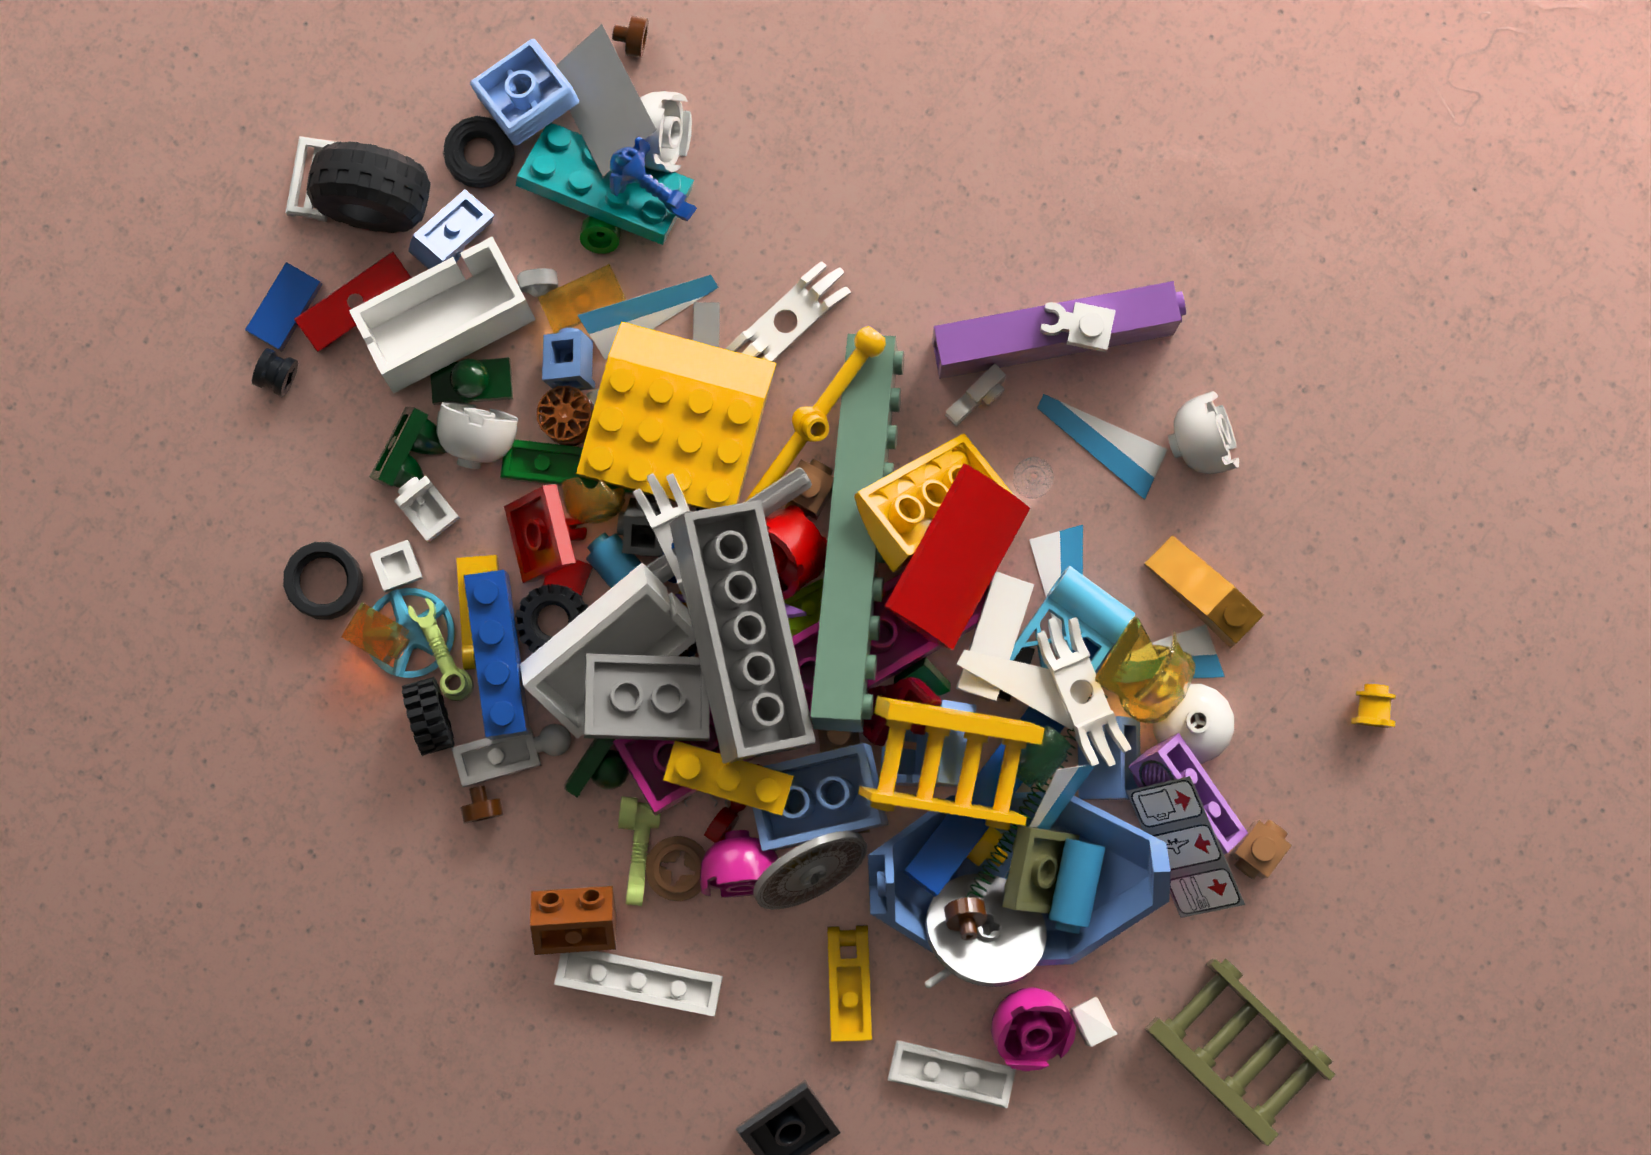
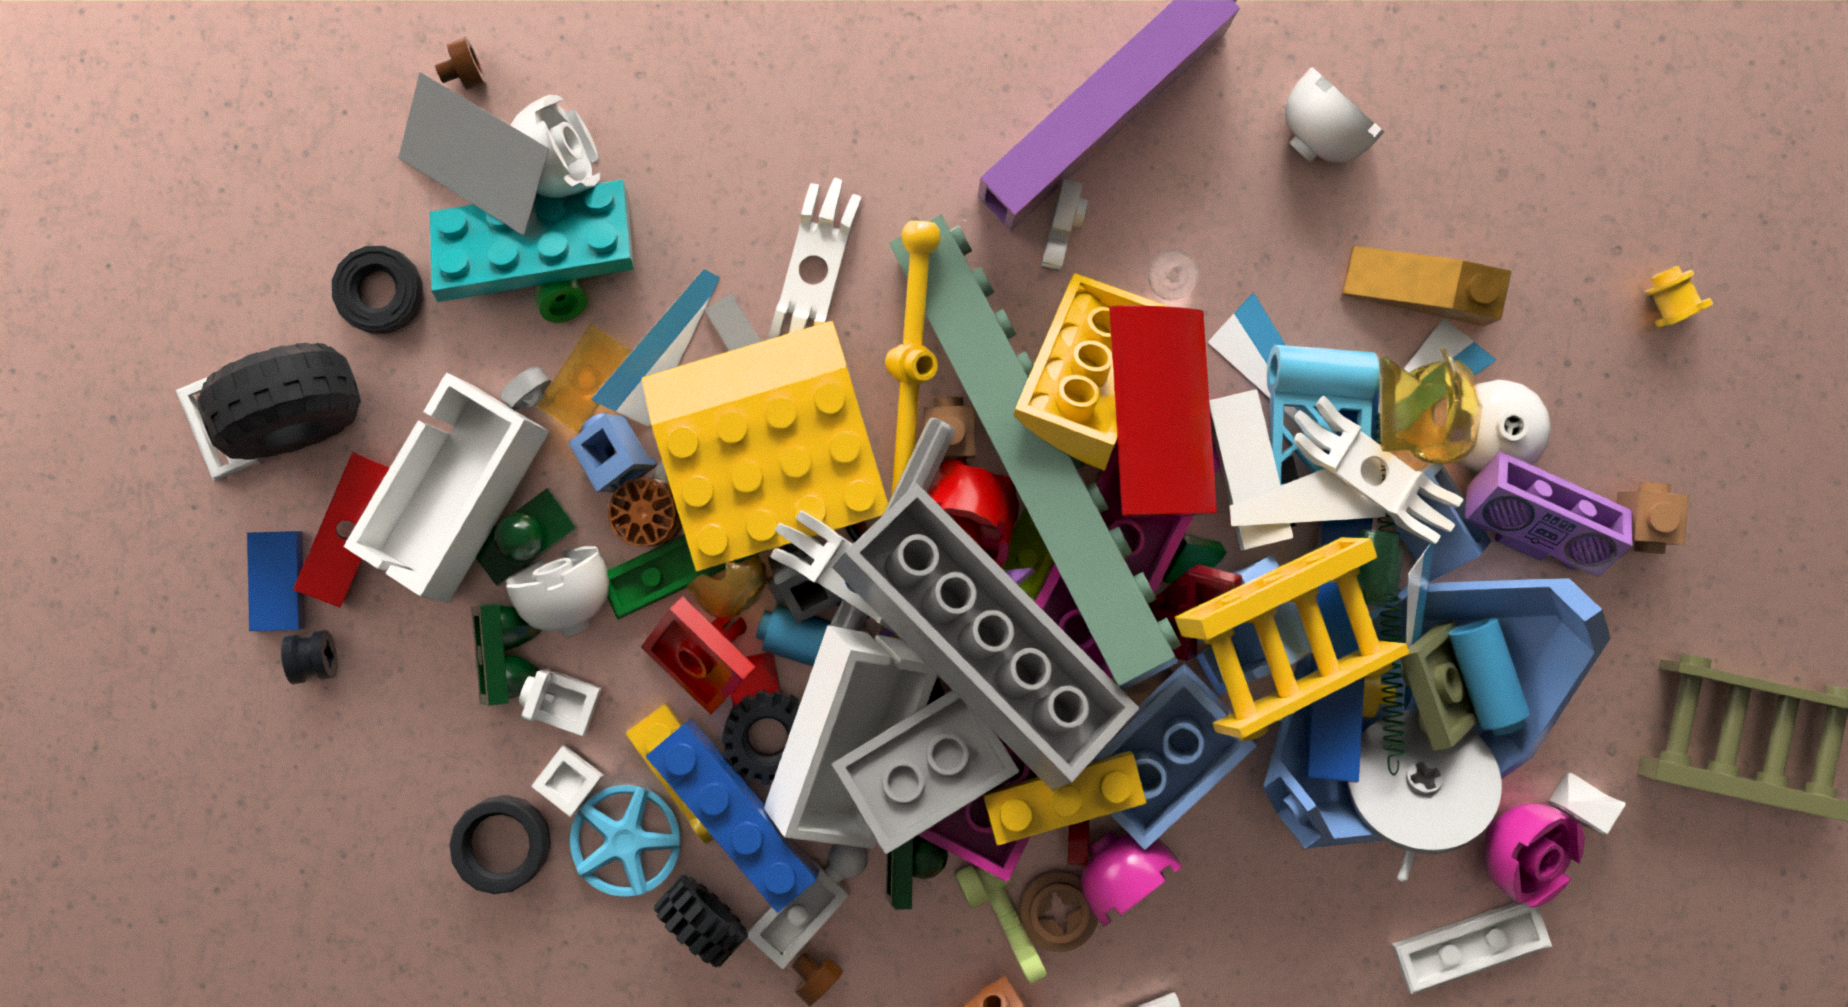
camera: 35 degrees left, 5 degrees up
(376, 634) = (592, 869): clear orange brick -> none
(444, 660) = (680, 849): yellowish green brick -> none
(450, 230) = (399, 392): plate -> none
(527, 113) = (384, 195): light blue brick -> none
(629, 167) = (545, 208): blue piece -> none
(810, 870) = (1205, 836): piece -> none
(849, 985) = (1312, 922): yellow plate -> none
(965, 916) = (1402, 785): reddish brown tile -> none
(1087, 325) = (1143, 76): white plate -> none
(1122, 452) = (1248, 191): dark azure sticker -> none
(1198, 867) = (1560, 543): sticker -> none

